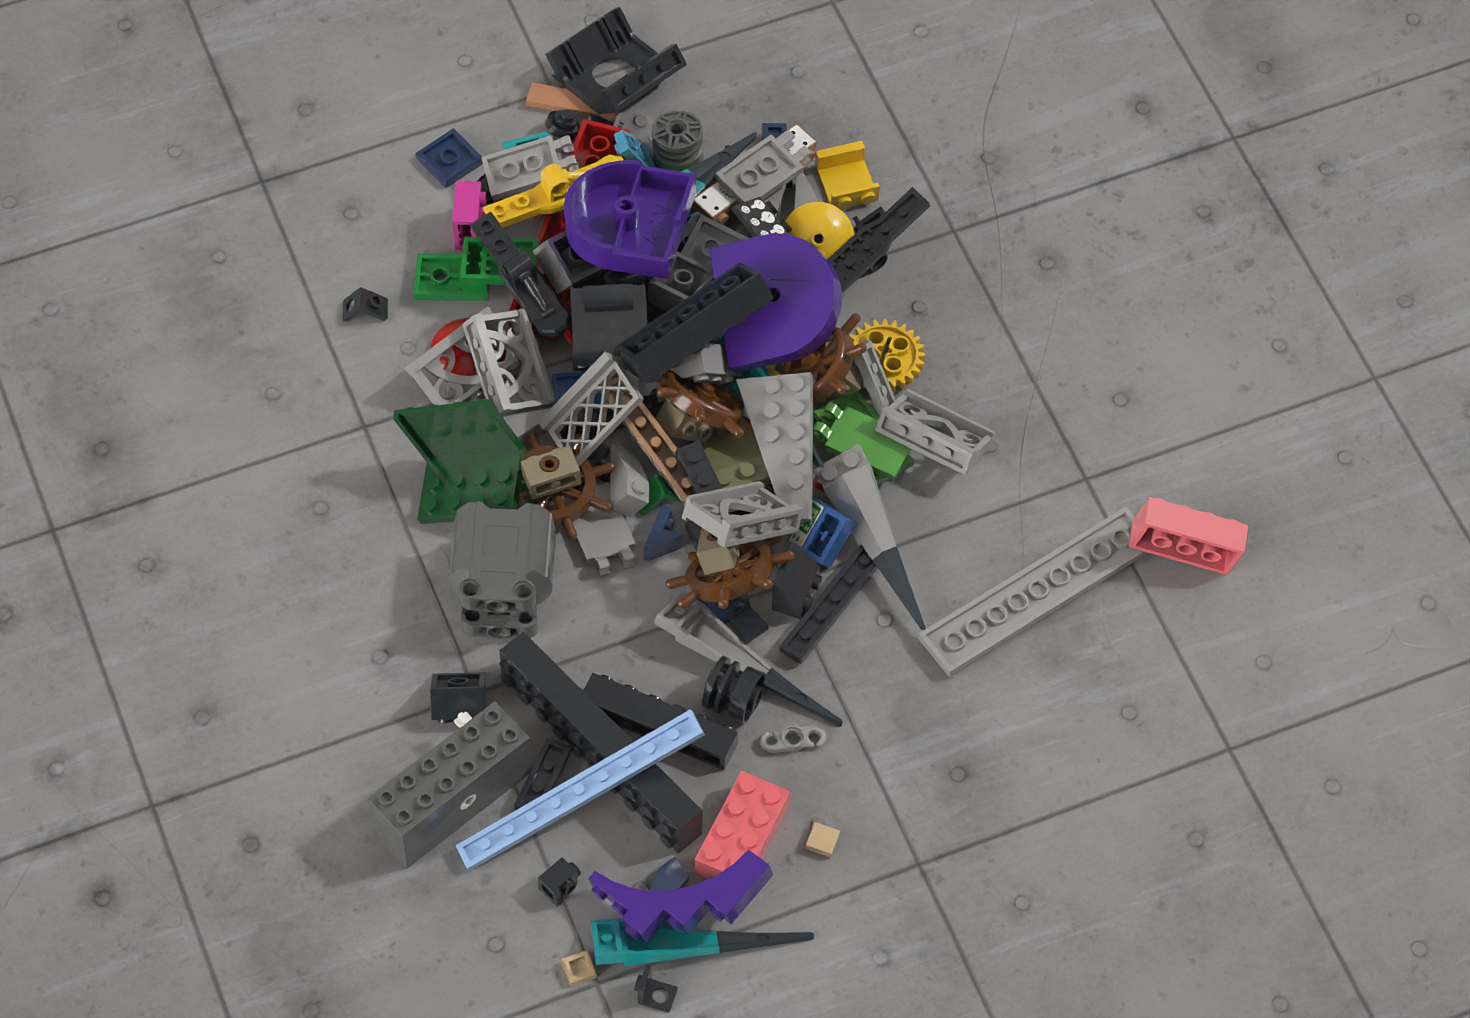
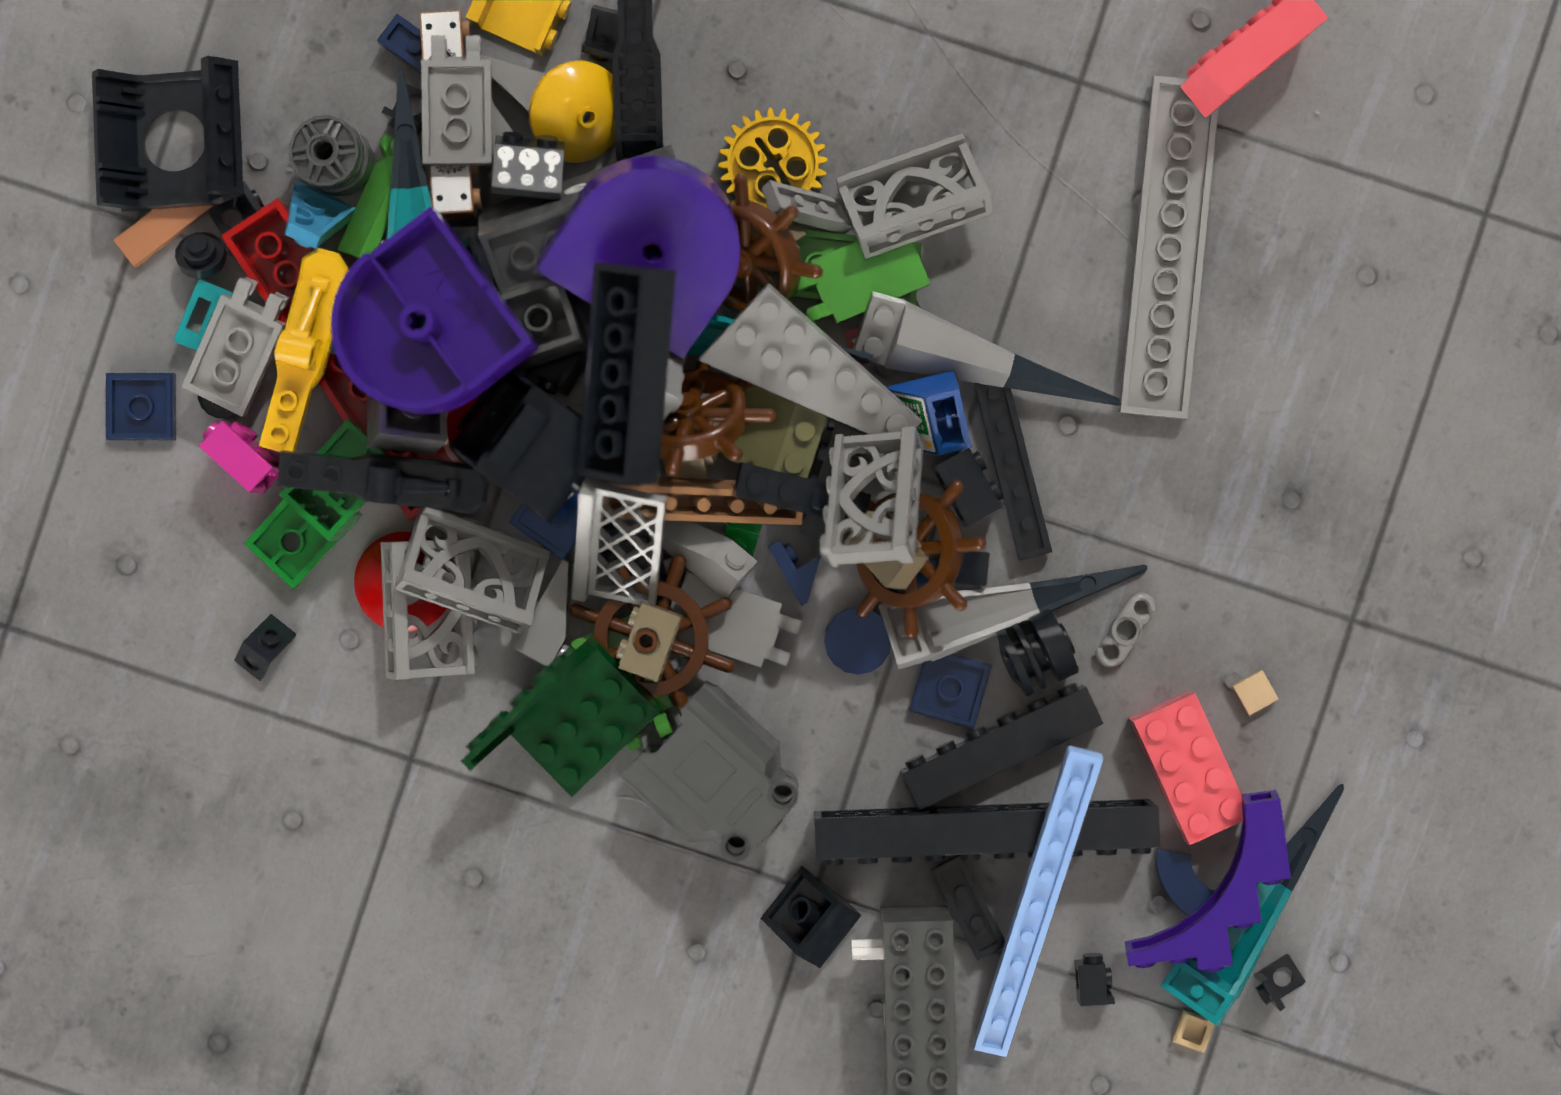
camera: 50 degrees left, 30 degrees up
(647, 599) = (856, 642): none -> dark blue tile
(668, 671) = (951, 689): none -> dark blue tile

